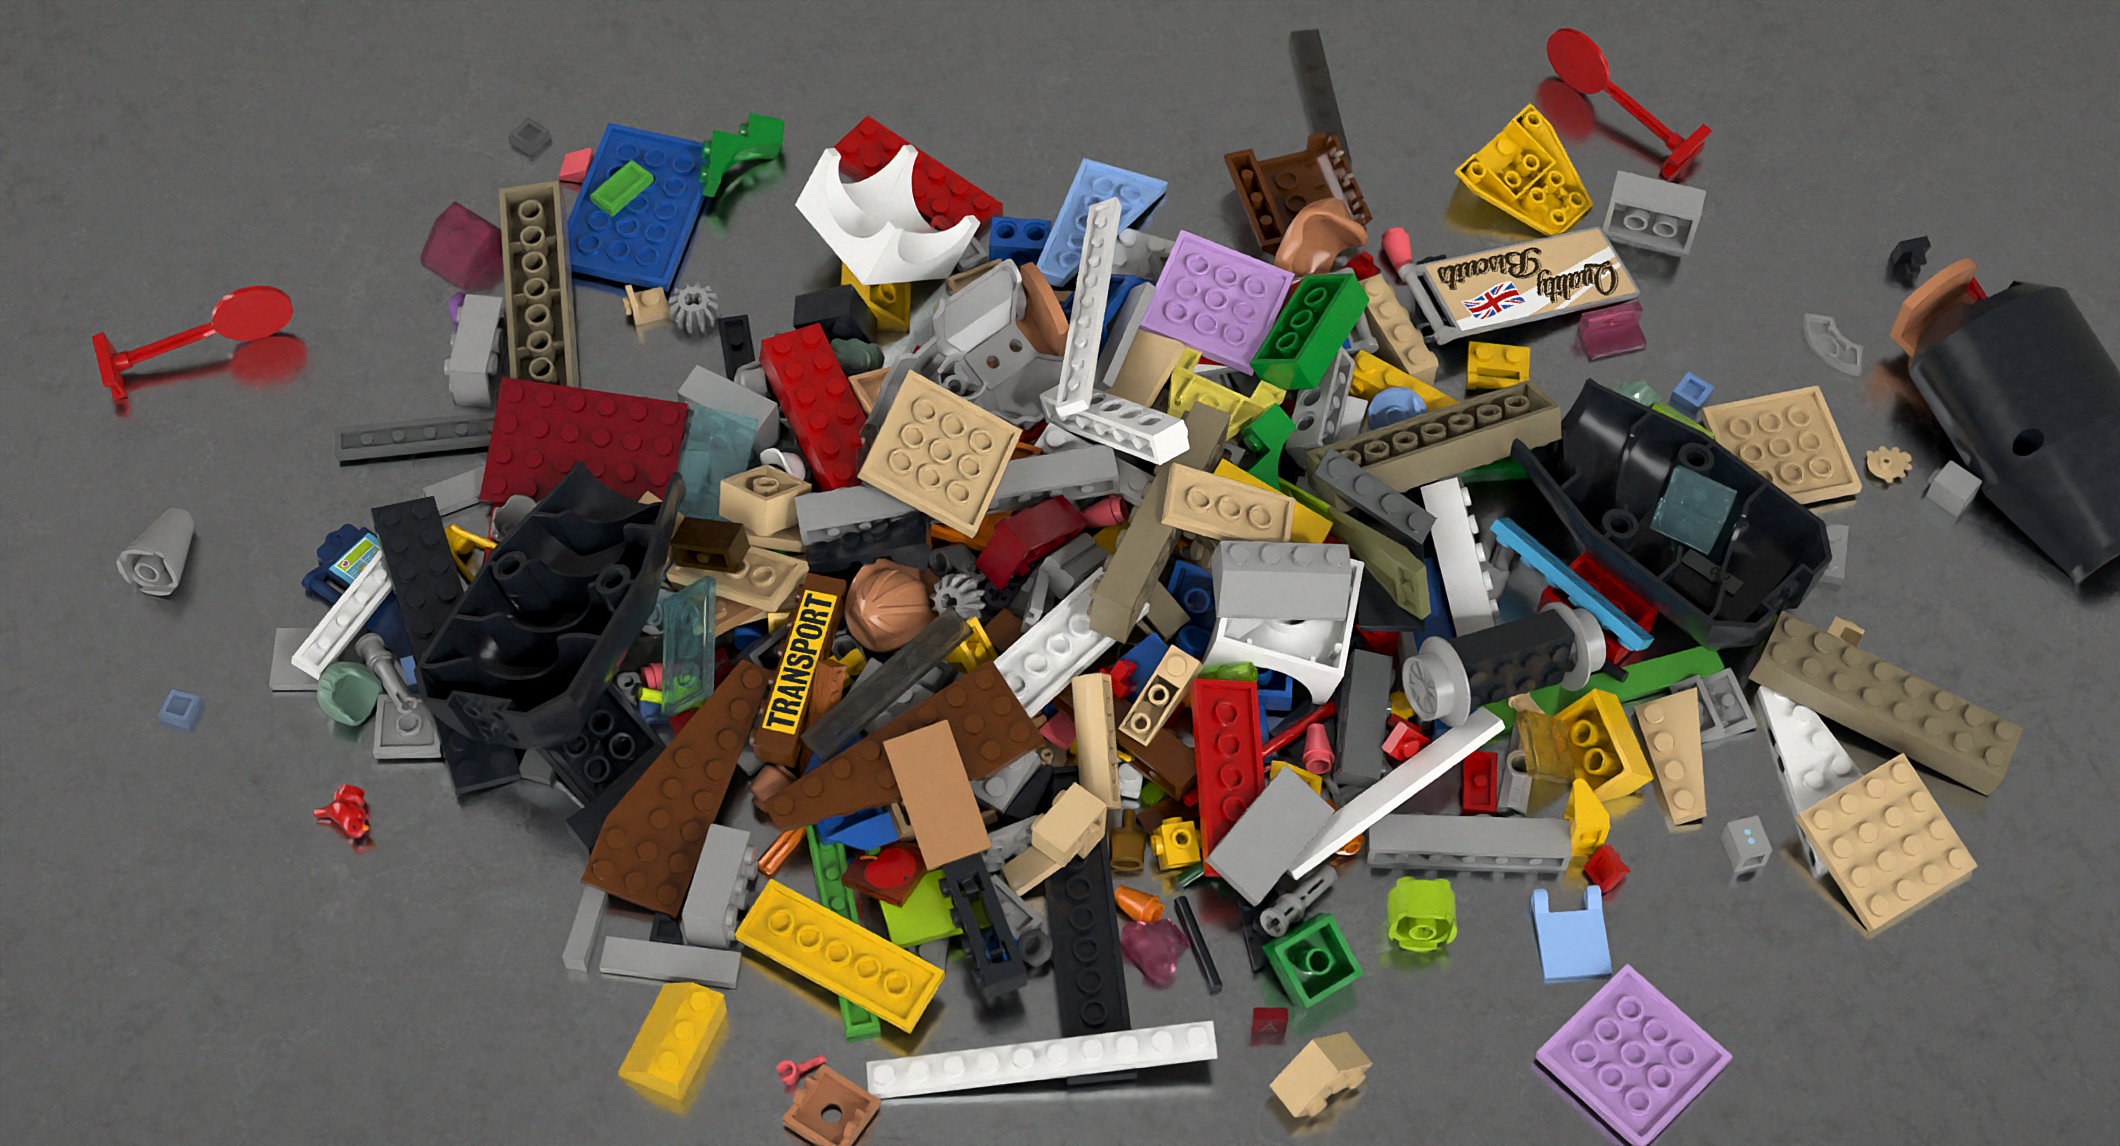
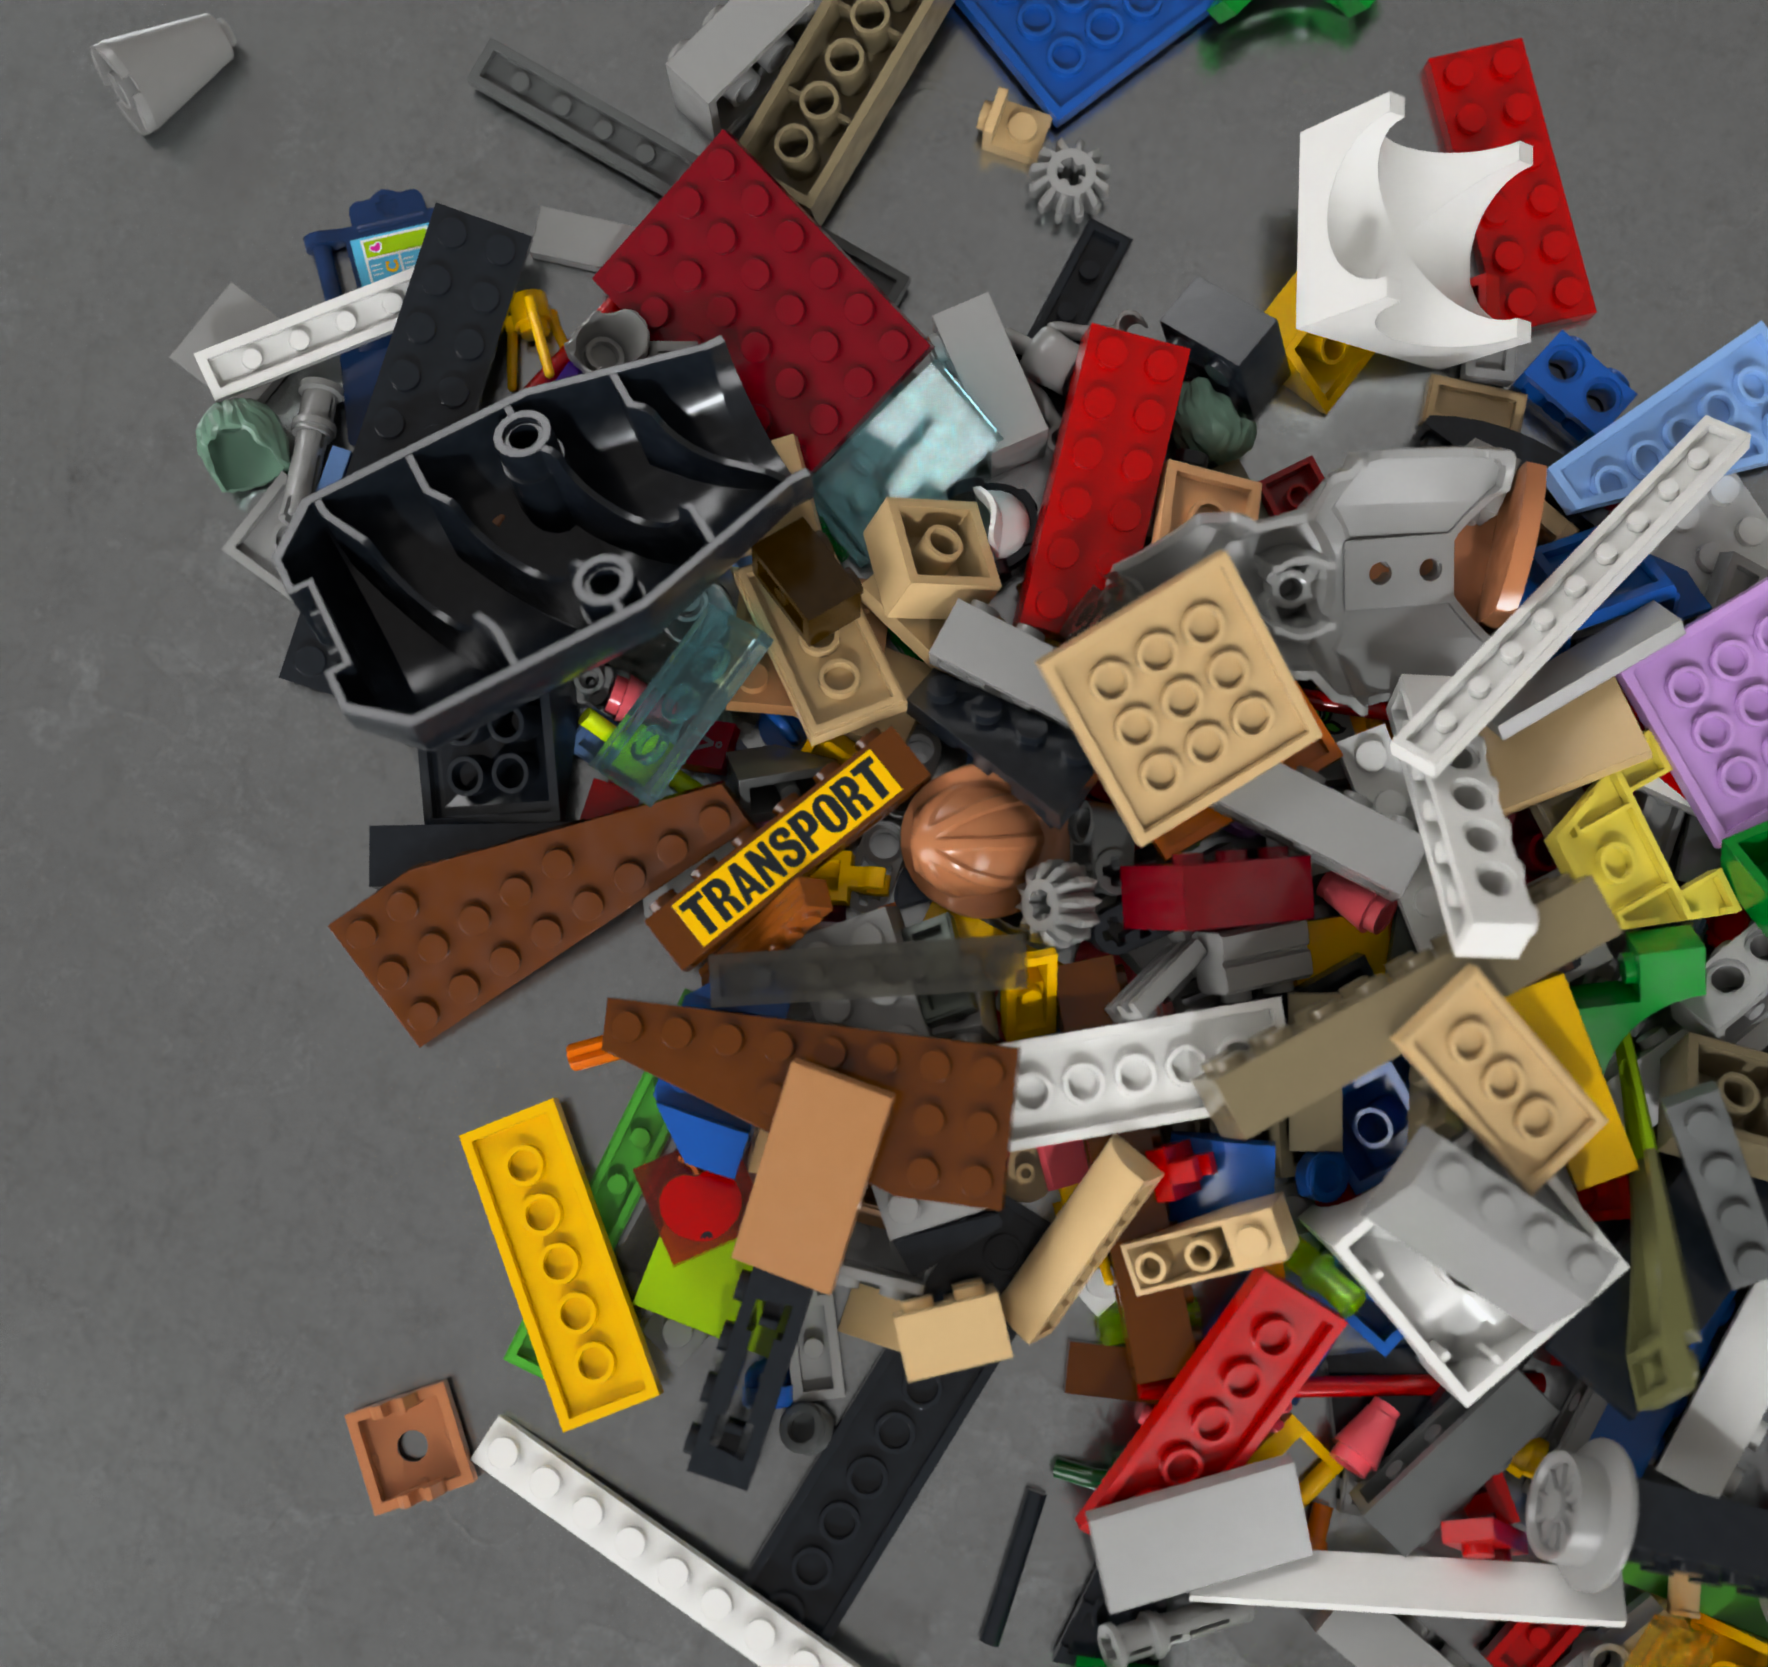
camera: 40 degrees right, 25 degrees up
(180, 708) = (50, 309): sand blue tile -> none
(346, 810) = (139, 607): red animal -> none
(584, 929) = (298, 984): light grey piece -> none
(665, 930) = (396, 1057): black tile -> none
(670, 962) = (372, 1100): light grey tile -> none
(674, 1038) = (298, 1207): yellow slope -> none
(719, 887) = (484, 1063): light grey brick -> none
(769, 782) = (651, 970): nougat head -> none
(798, 1069) = (416, 1356): coral hand -> none
(1127, 843) = (1032, 1369): pearl gold piece -> none
(1138, 904) = (977, 1466): orange cone -> none
(1152, 948) = (948, 1535): clear pink bracket -> none
(1176, 843) = (1084, 1430): yellow brick -> none

